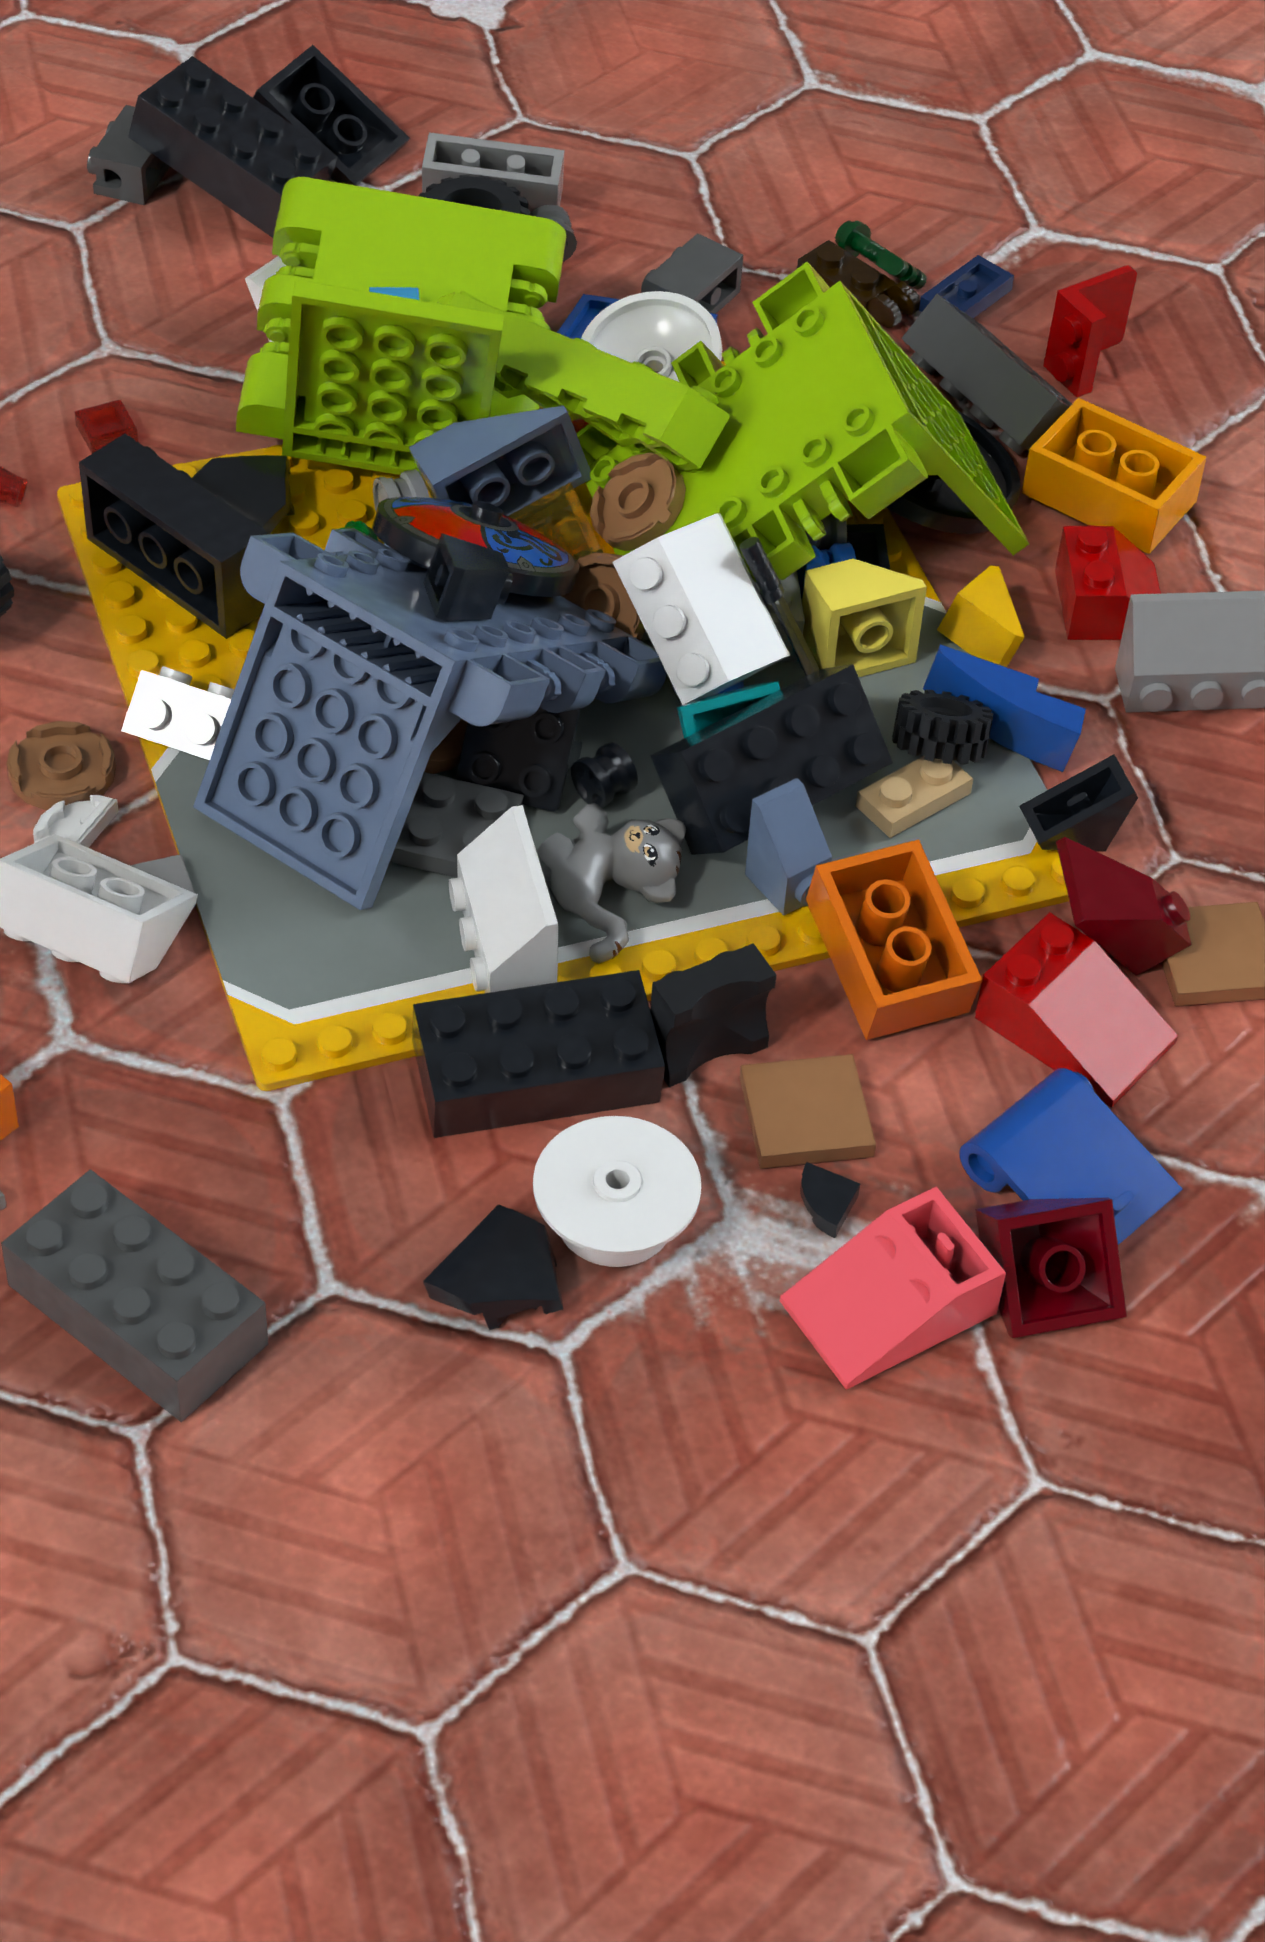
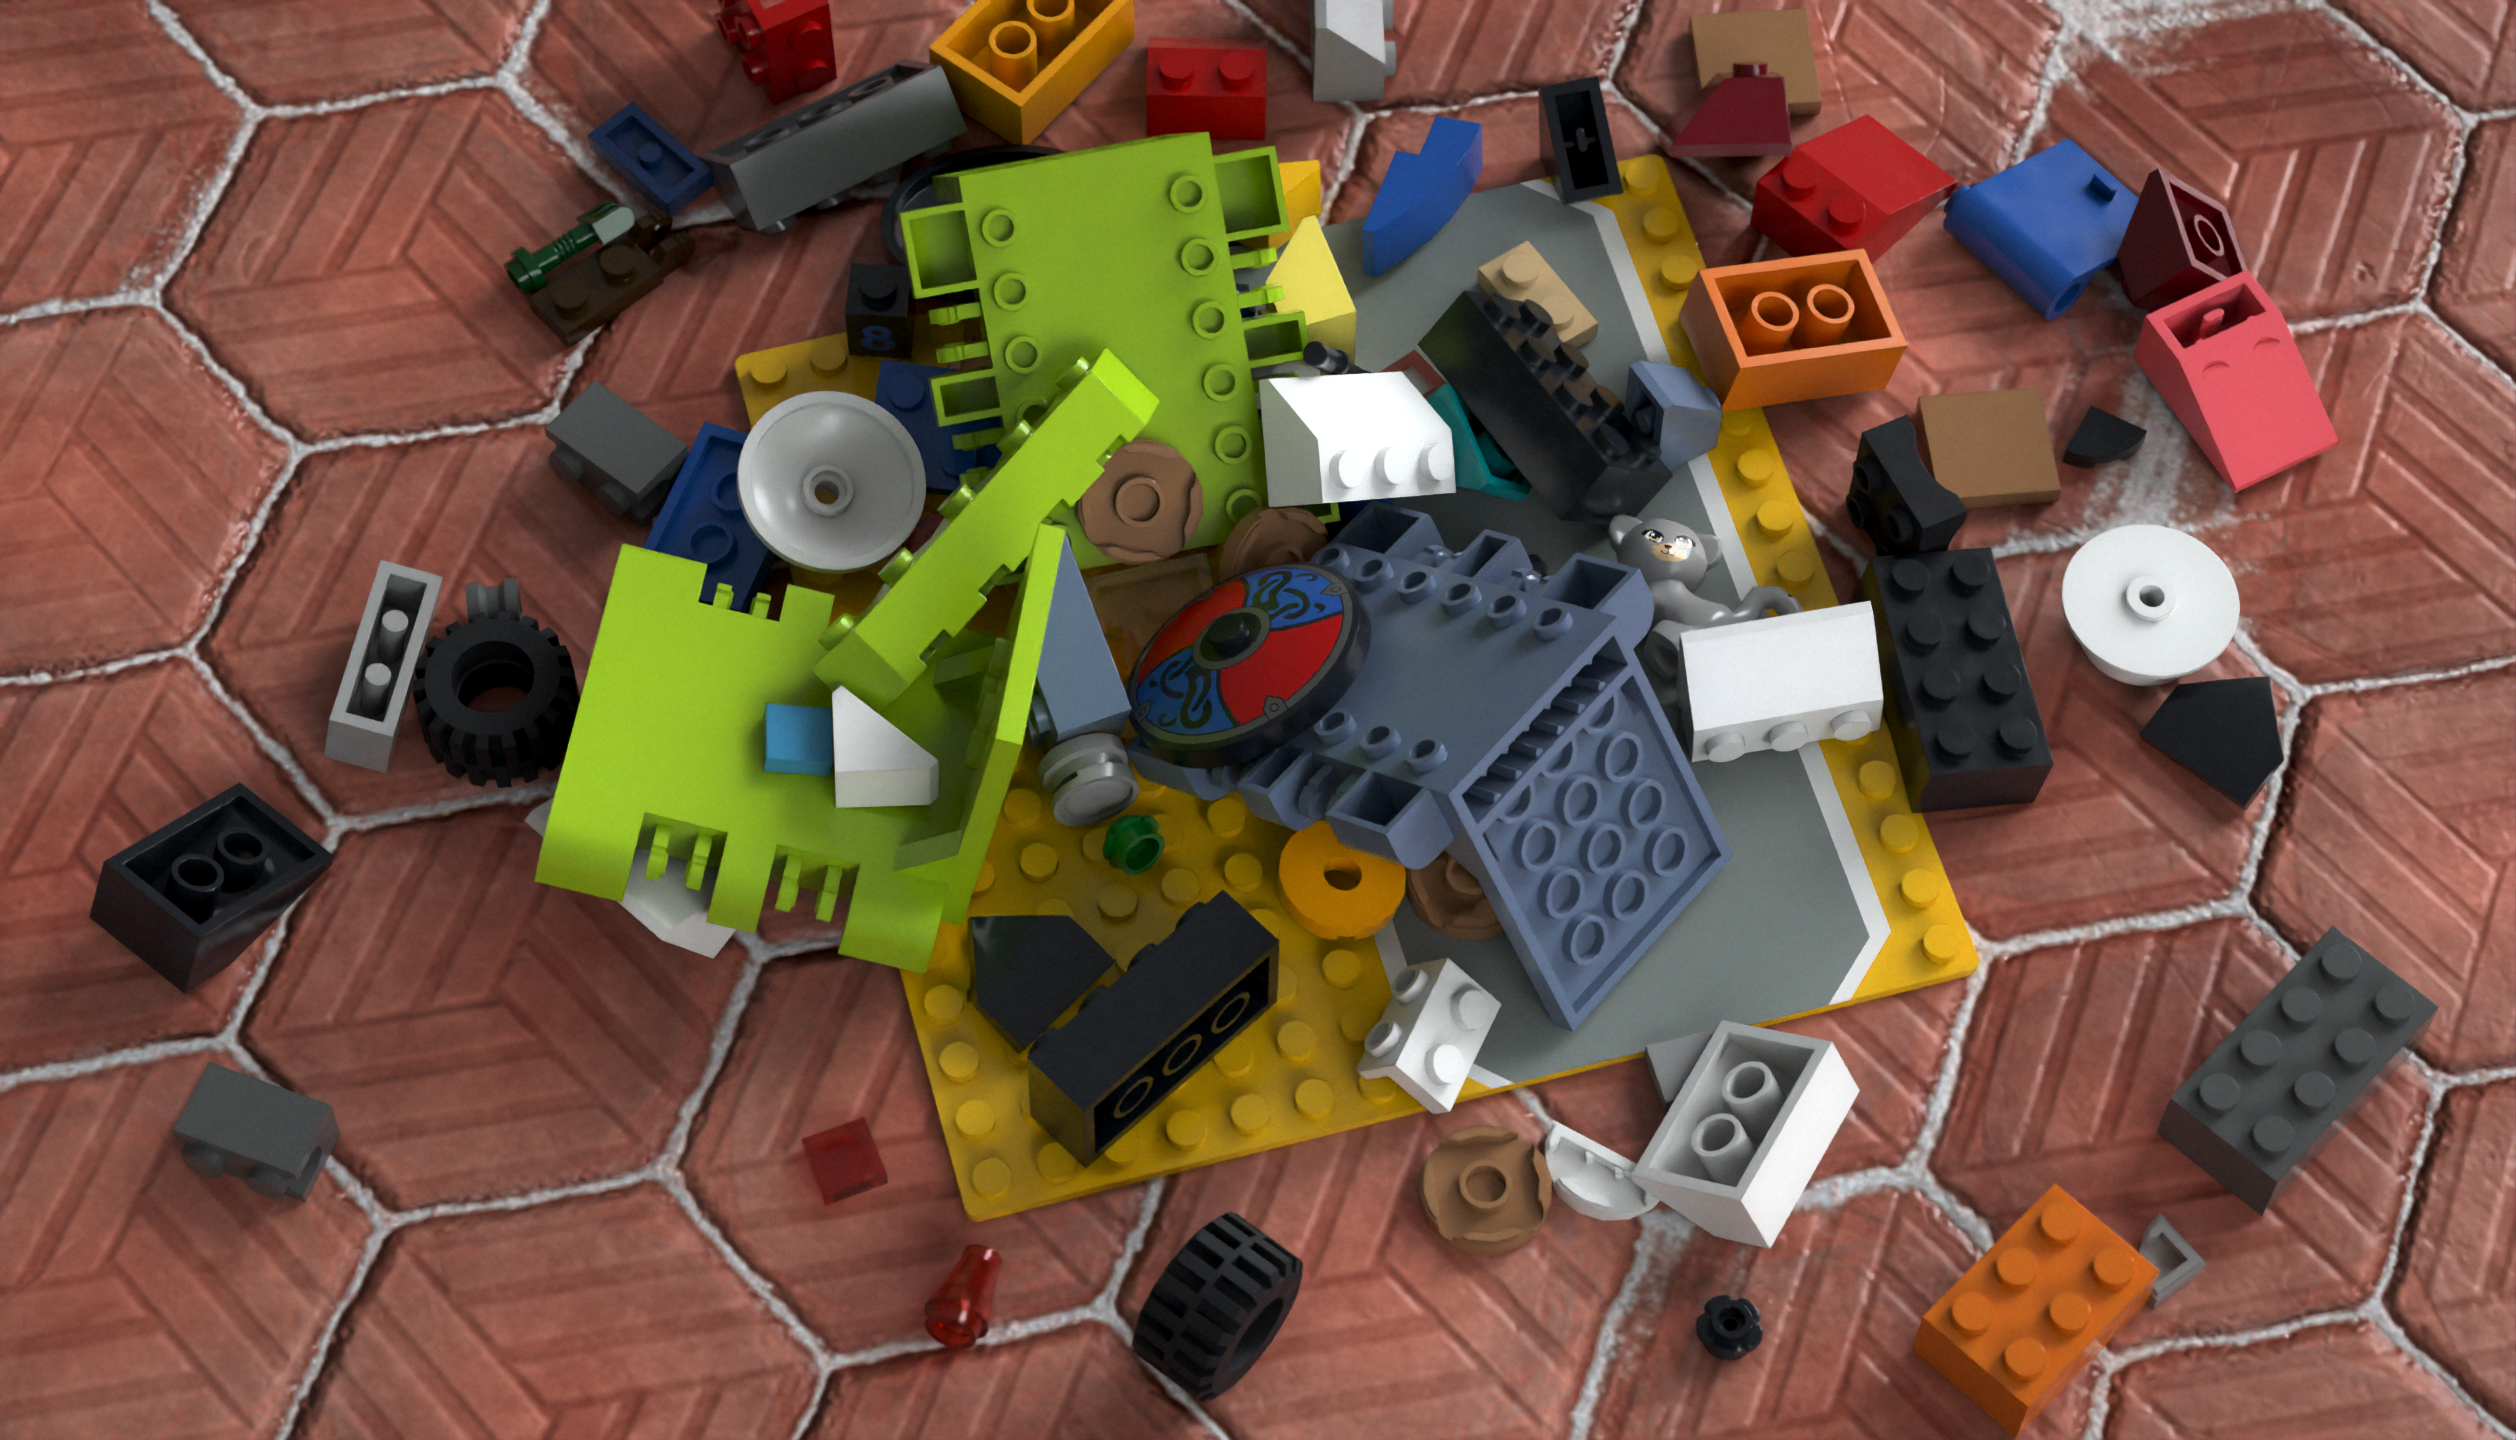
camera: 85 degrees left, 10 degrees up
(226, 141) = (304, 981): black brick -> none
(466, 580) = (1412, 634): black slope -> none
(942, 726) = (1456, 231): black tyre -> none

